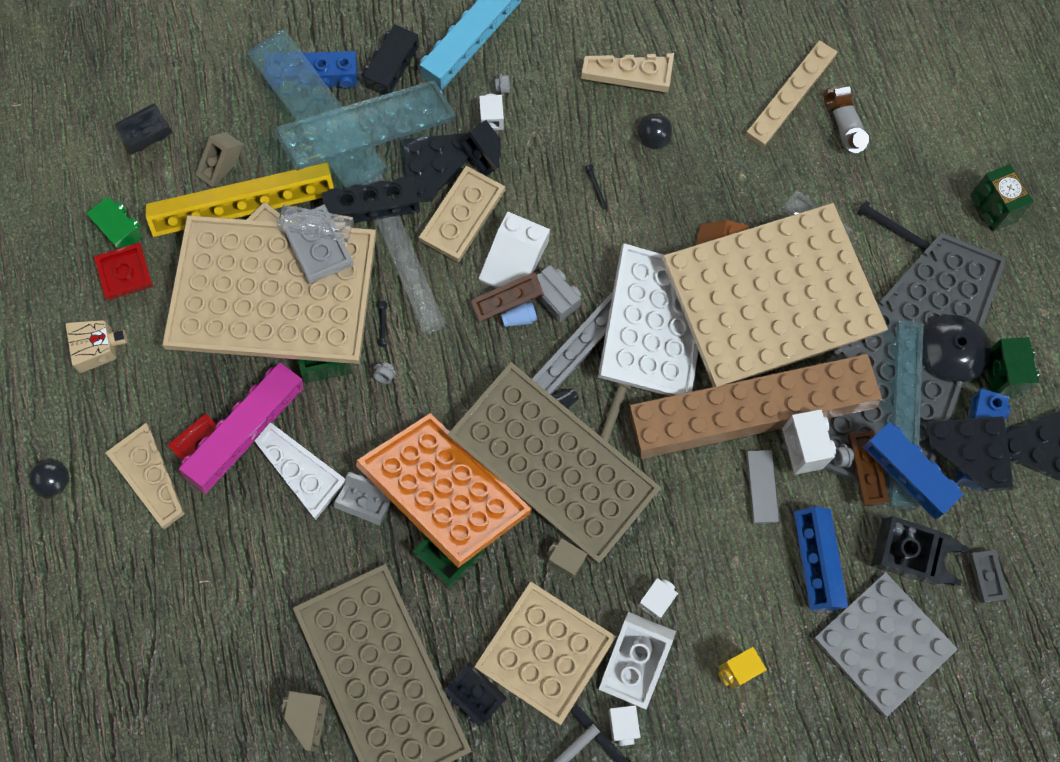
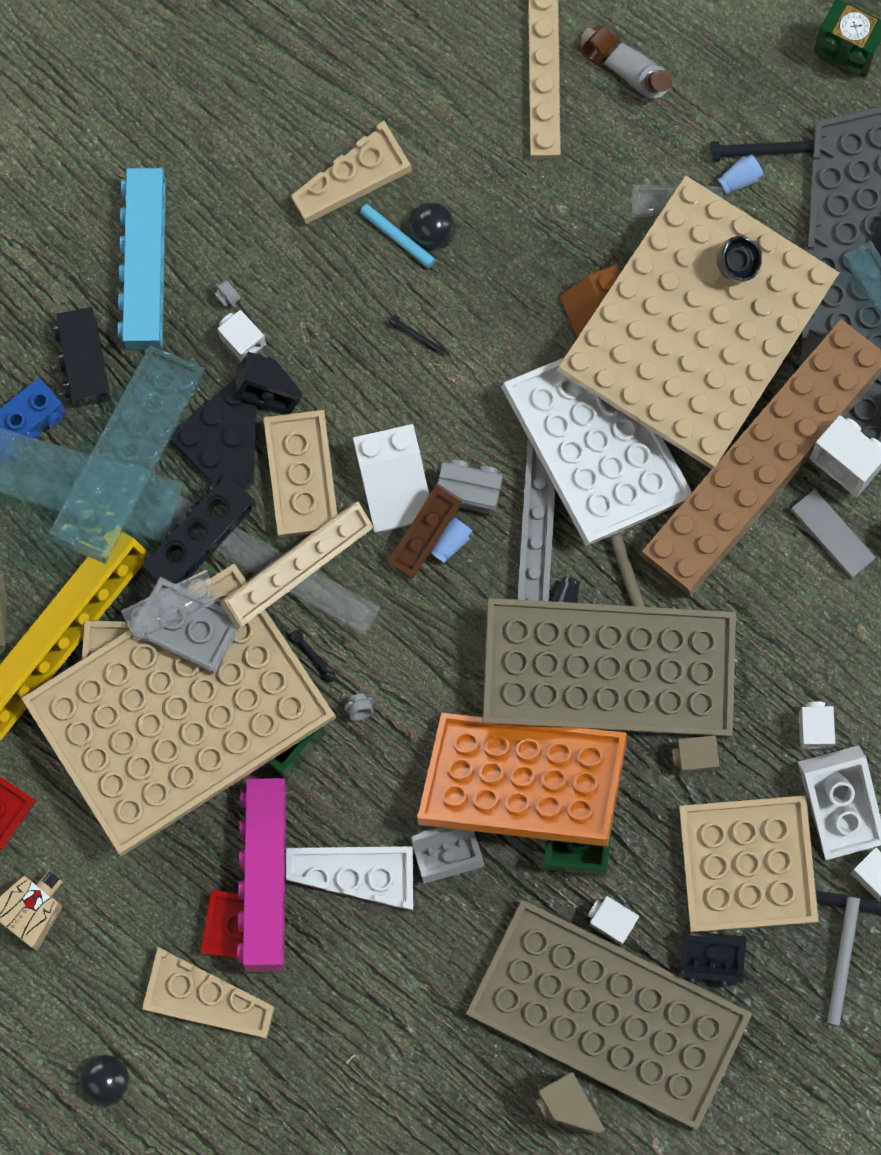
camera: 30 degrees left, 5 degrees up
(411, 258) = (296, 565): none -> tan tile
(431, 621) = (612, 920): none -> white brick
(629, 120) = (397, 236): none -> medium azure bar
(829, 271) = (739, 259): none -> black hair
(869, 231) = (741, 174): none -> light blue cone

